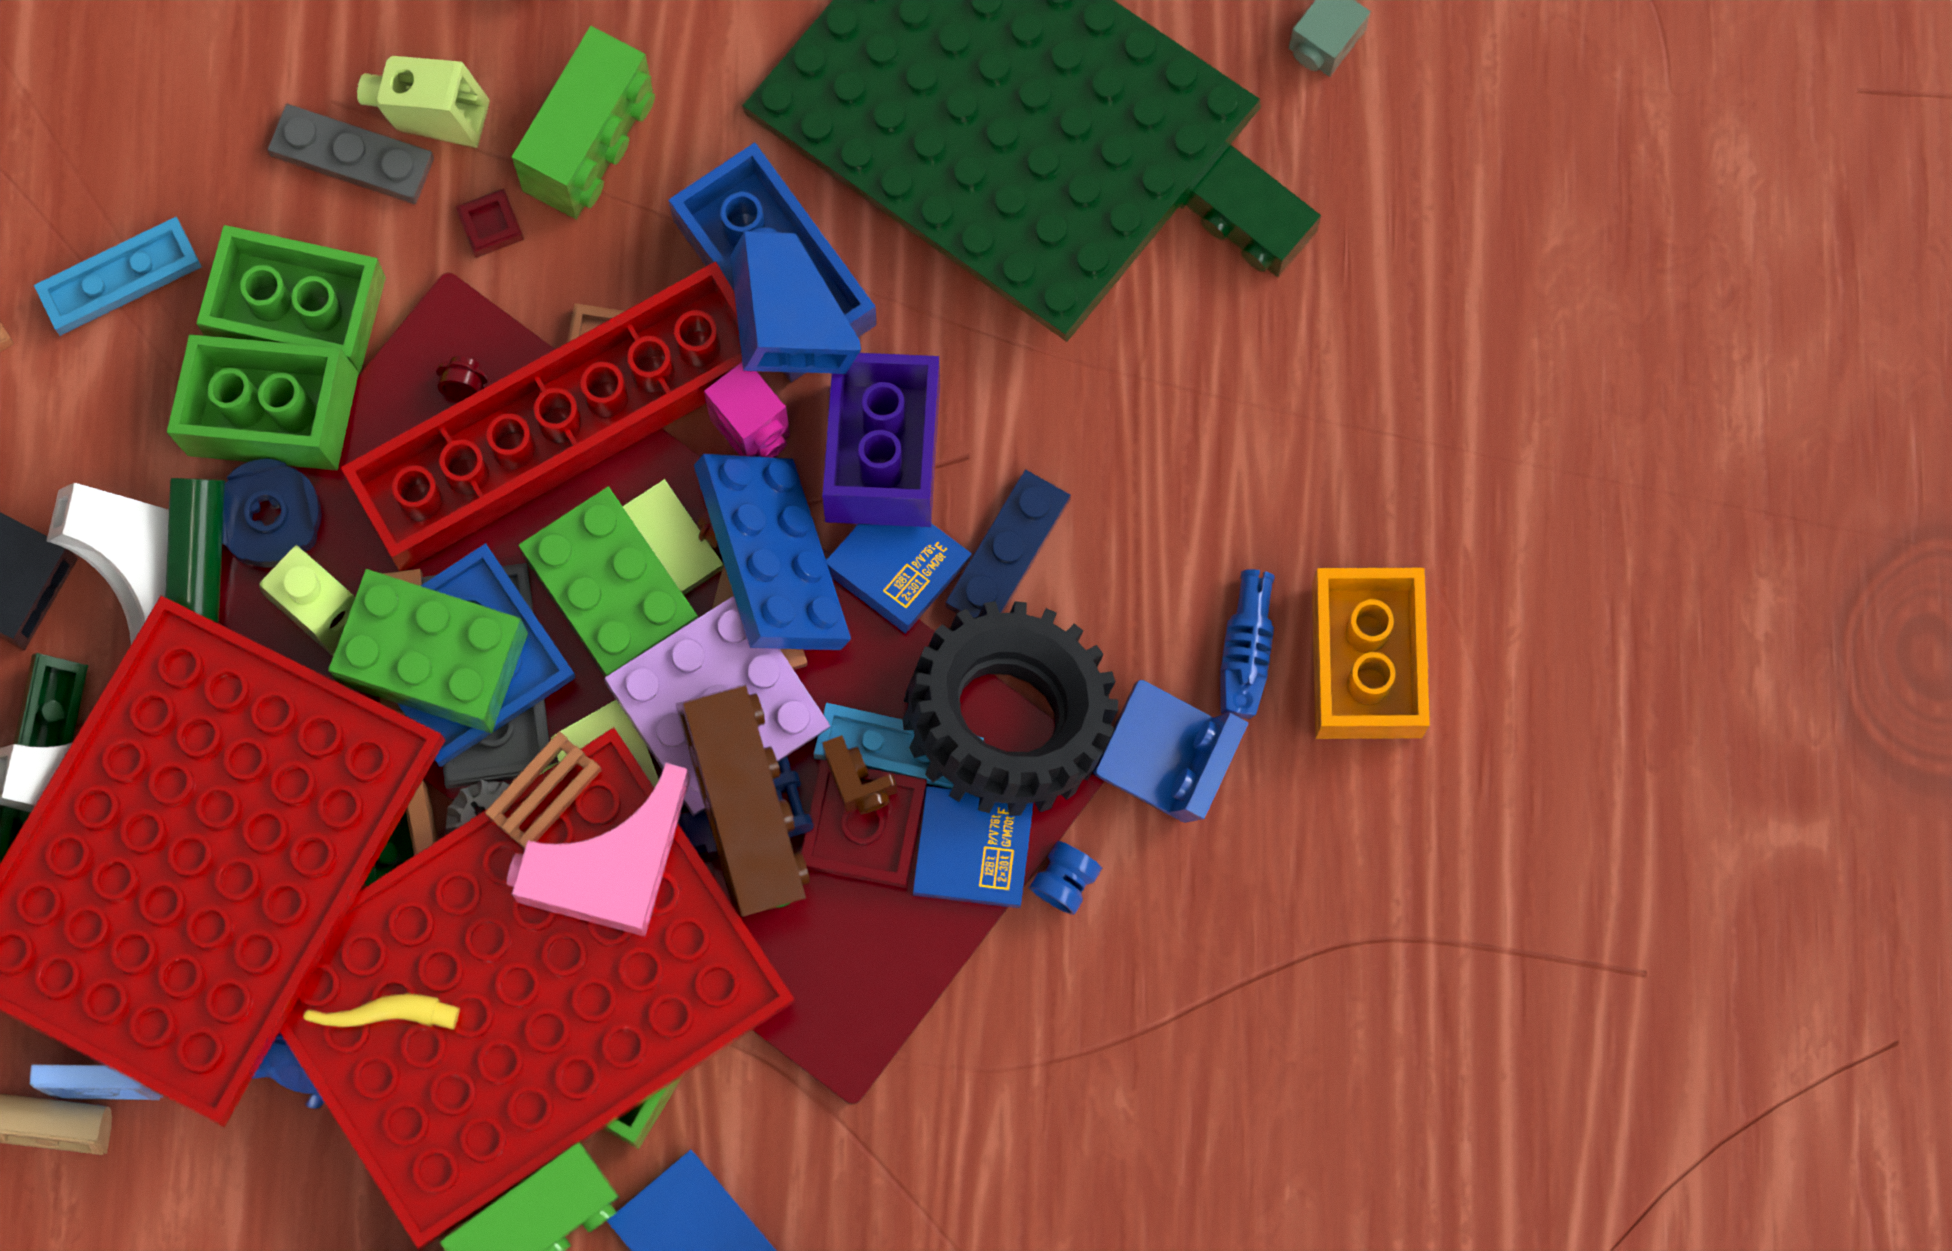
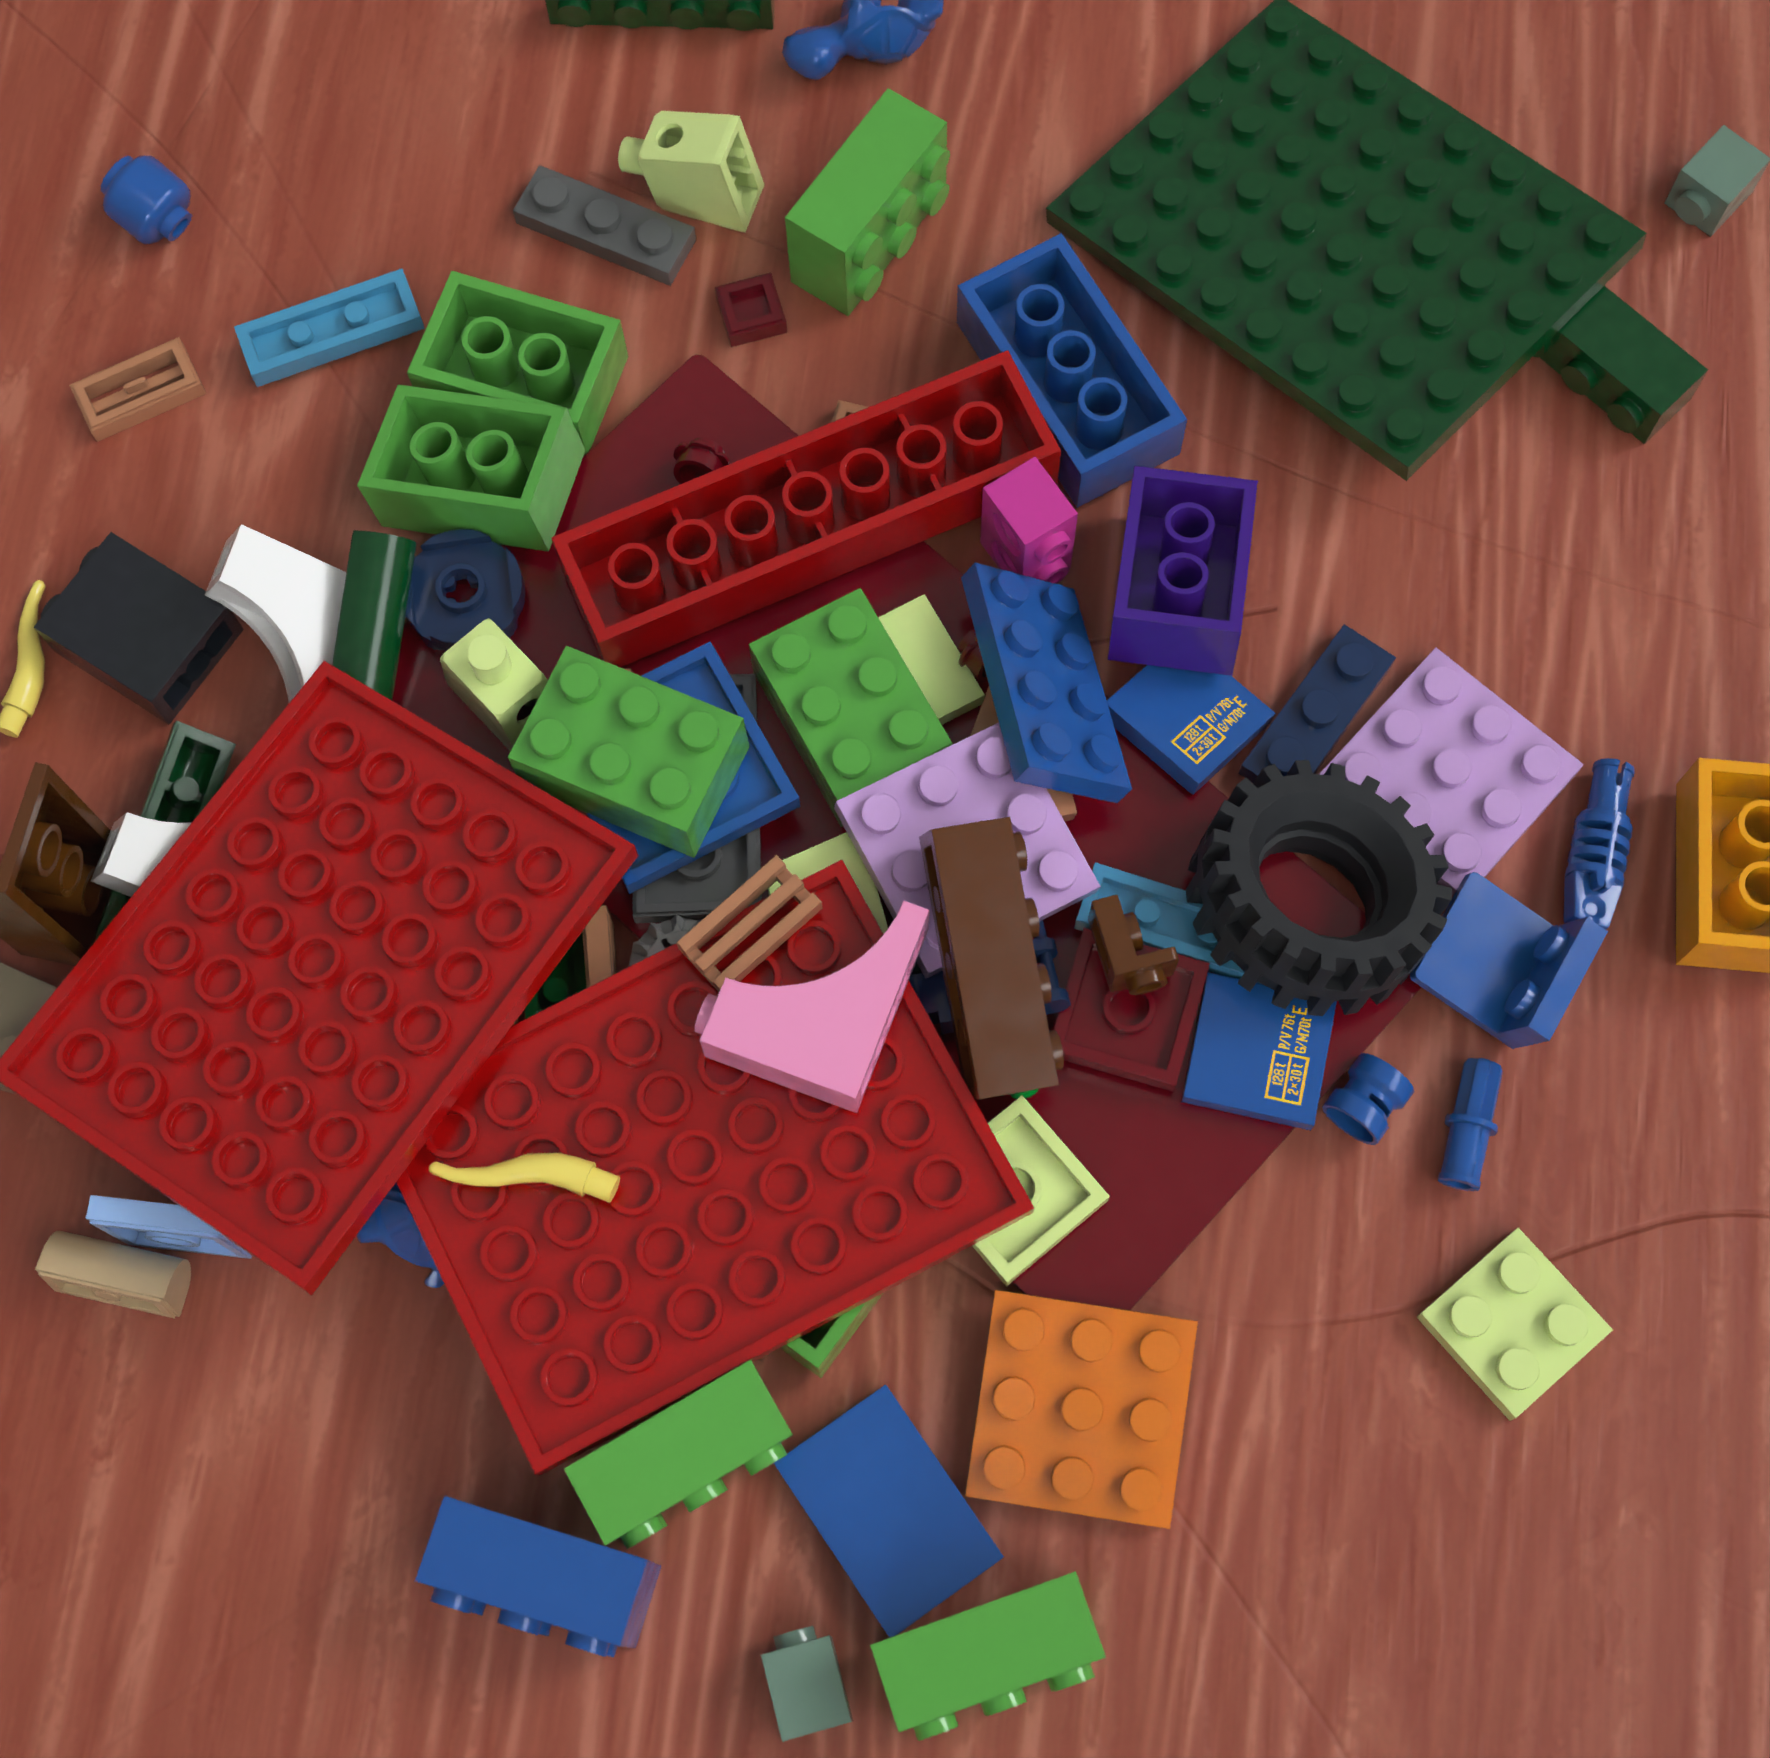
camera: 10 degrees right, 5 degrees down
(787, 309) = (1089, 406): blue slope -> none
(809, 974) = (1055, 1184): none -> yellowish green plate
(849, 1152) = (1082, 1409): none -> orange plate
(1126, 586) = (1460, 763): none -> lavender plate
(1151, 889) = (1471, 1124): none -> blue axle
(1194, 1048) = (1514, 1324): none -> yellowish green plate

